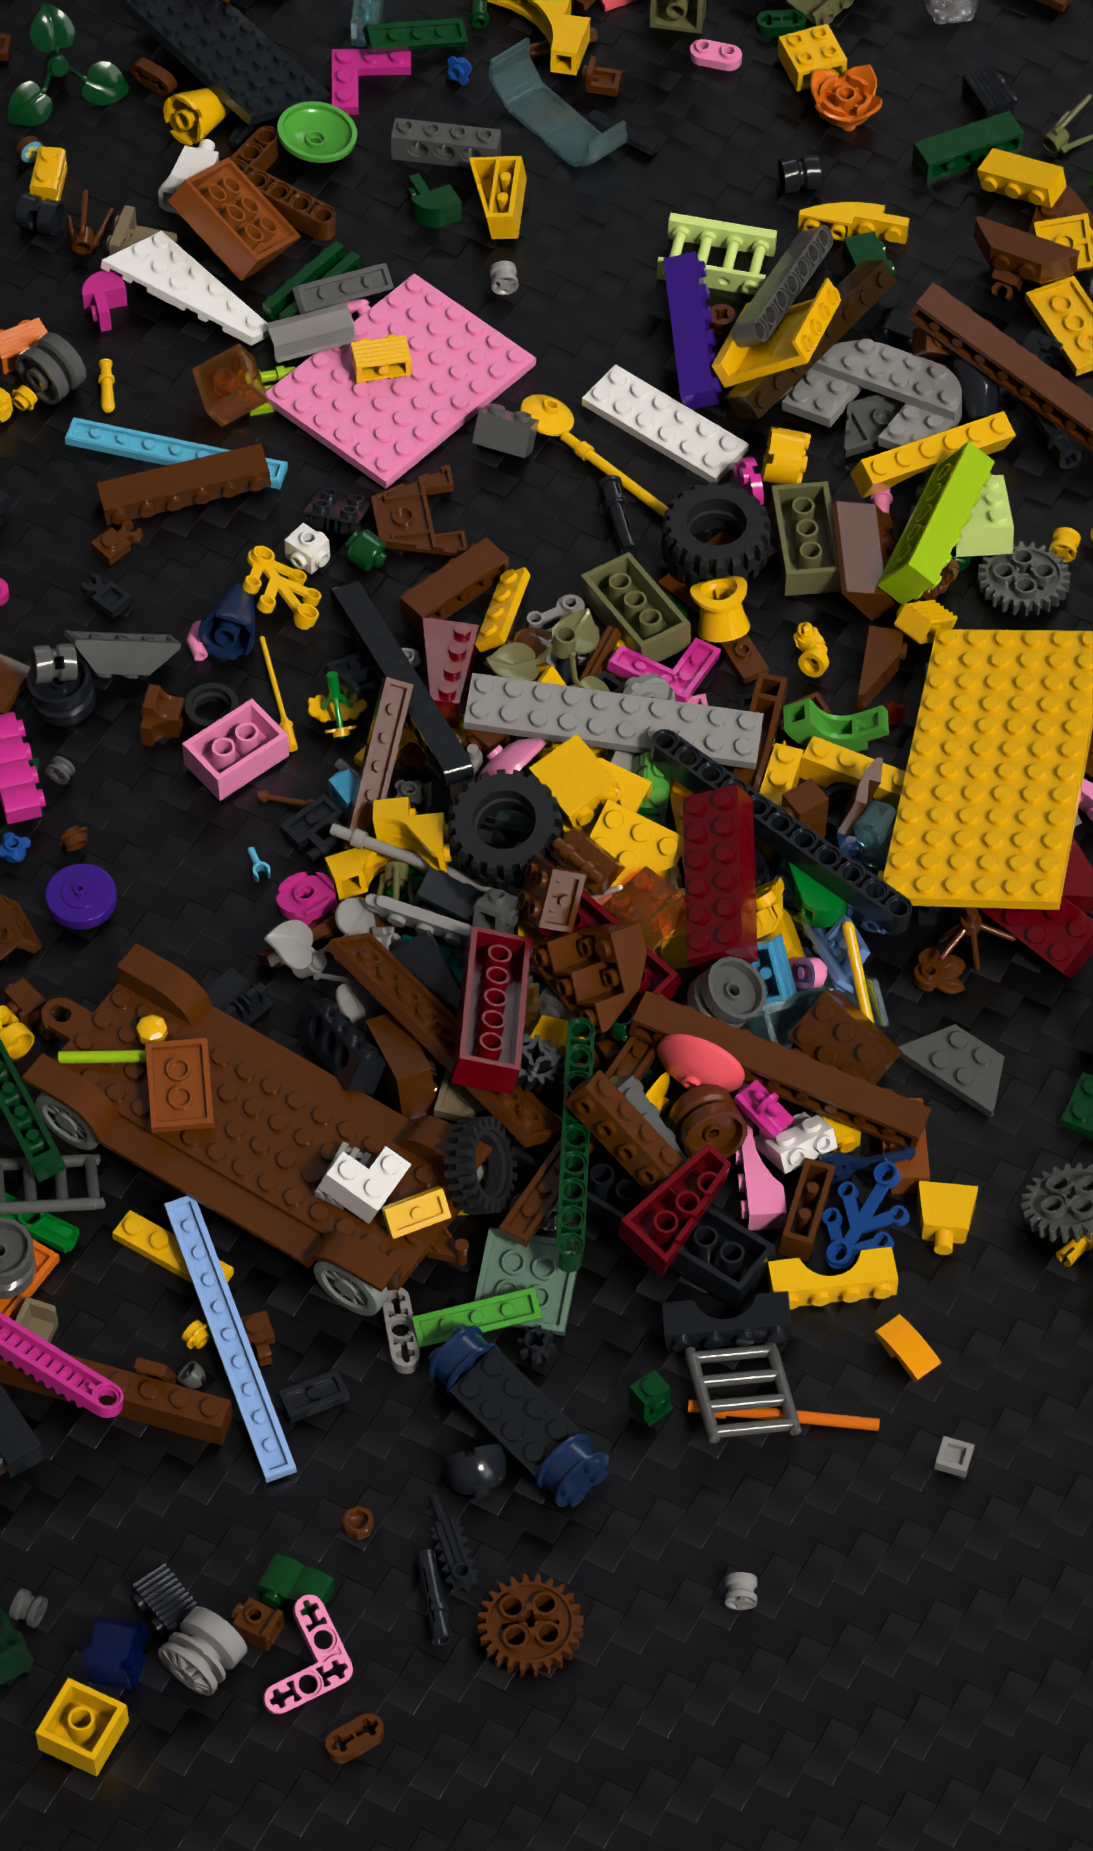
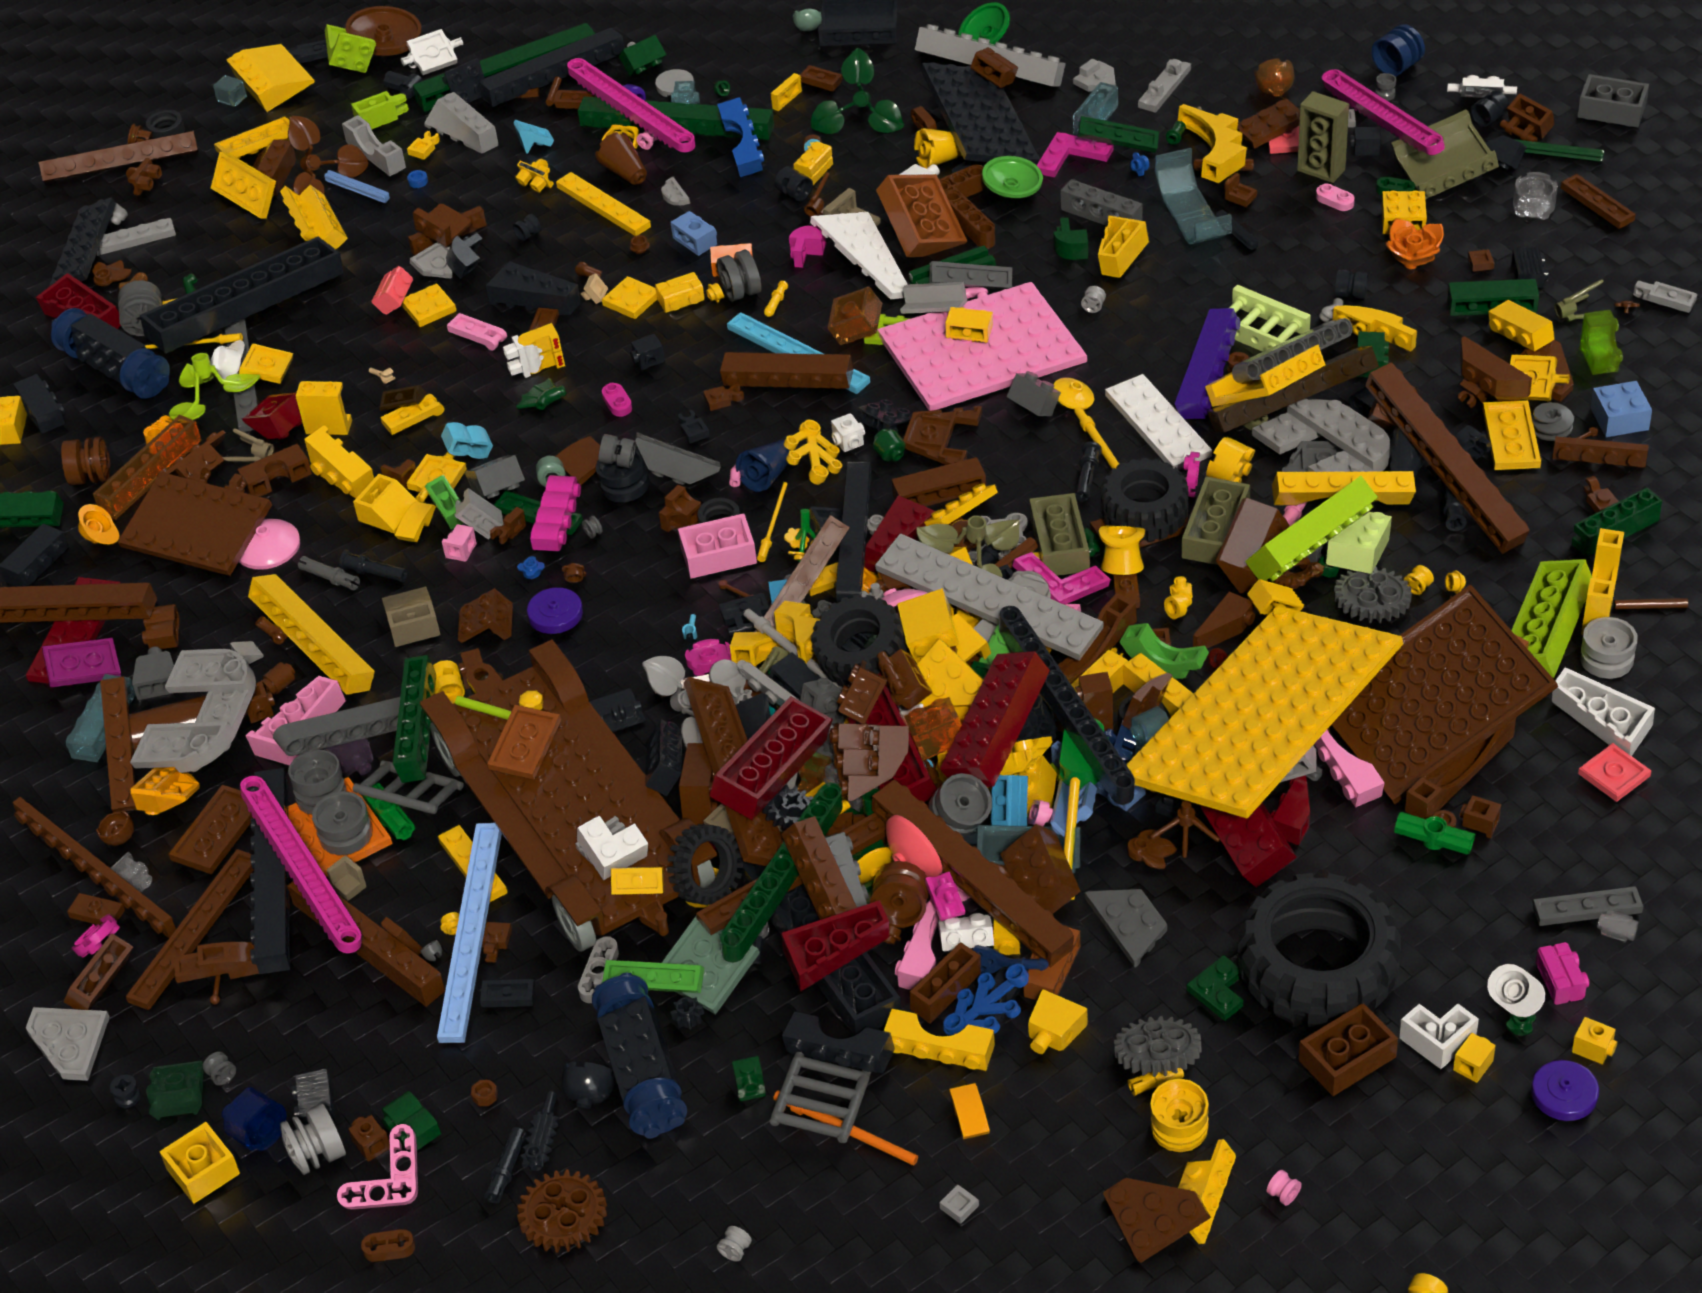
camera: 30 degrees right, 10 degrees down
(791, 216) = (1327, 312): none -> light grey arm
(929, 99) = (1480, 260): none -> reddish brown plate

